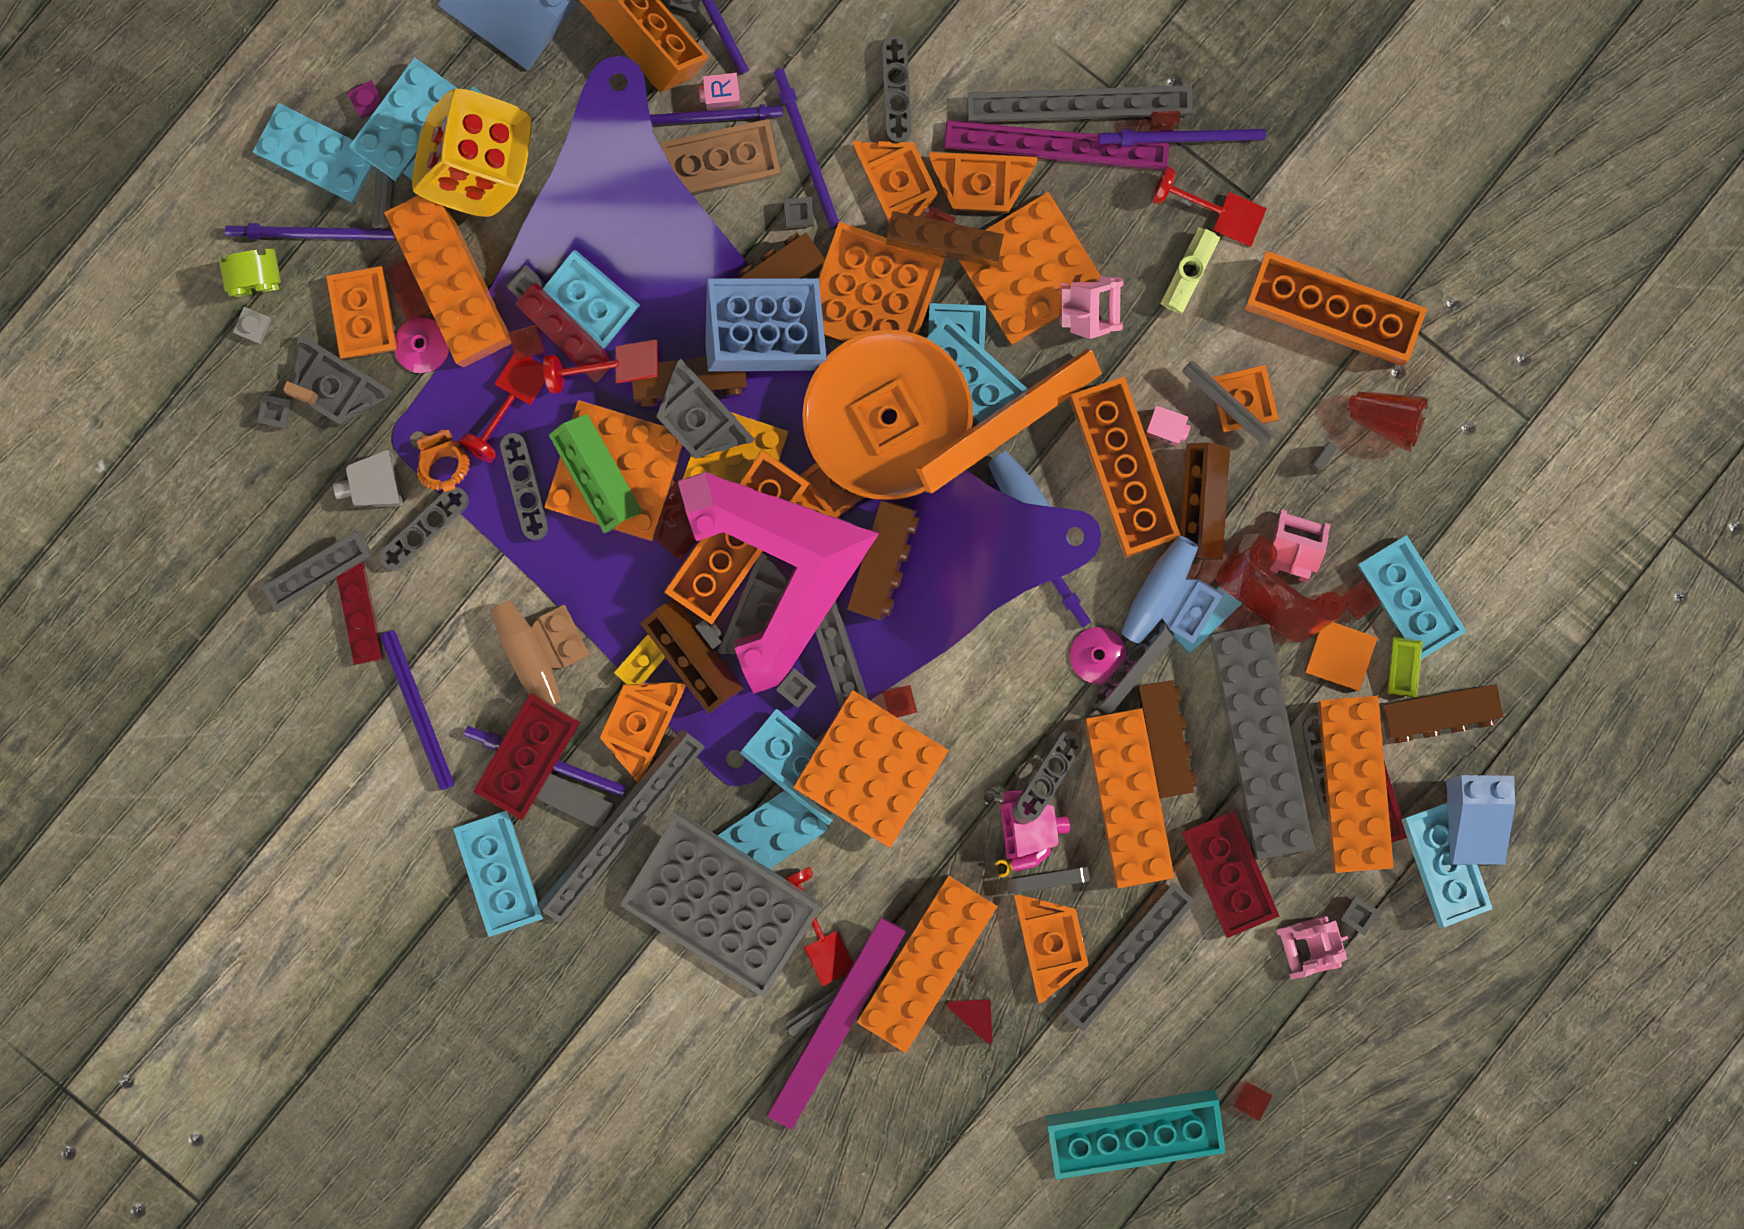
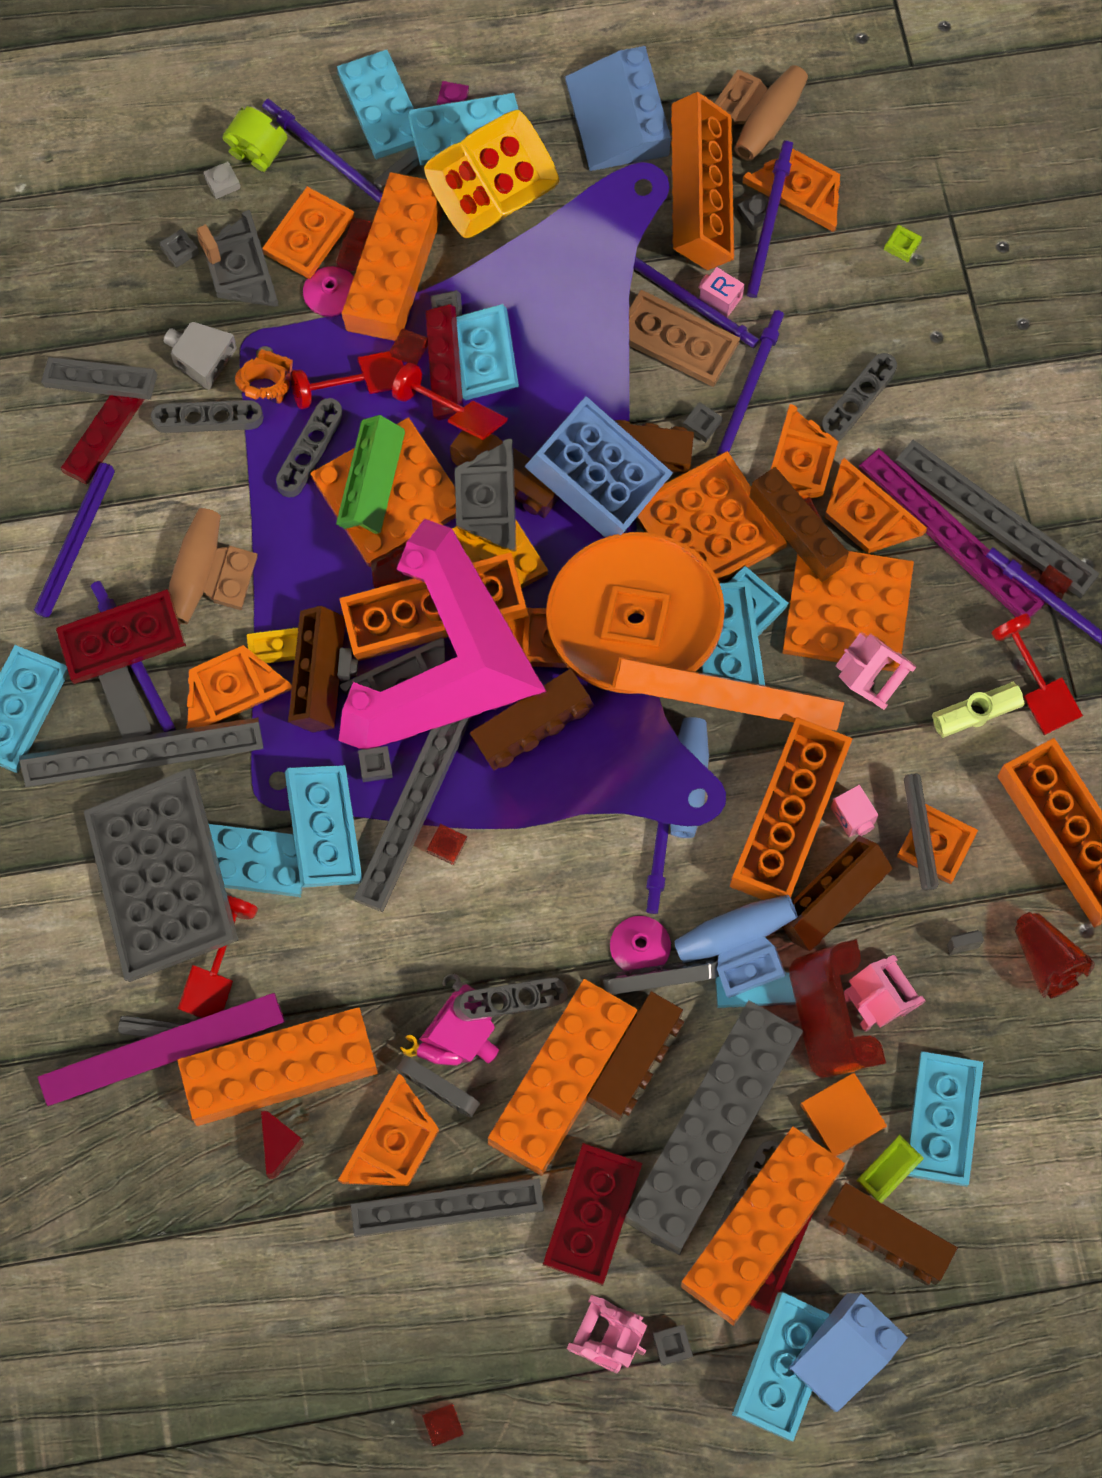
camera: 35 degrees right, 15 degrees down
(870, 769) = (374, 871): orange plate -> none
(1135, 1134) = (319, 1364): teal arch -> none
(1361, 600) = (898, 1083): clear red plate -> none

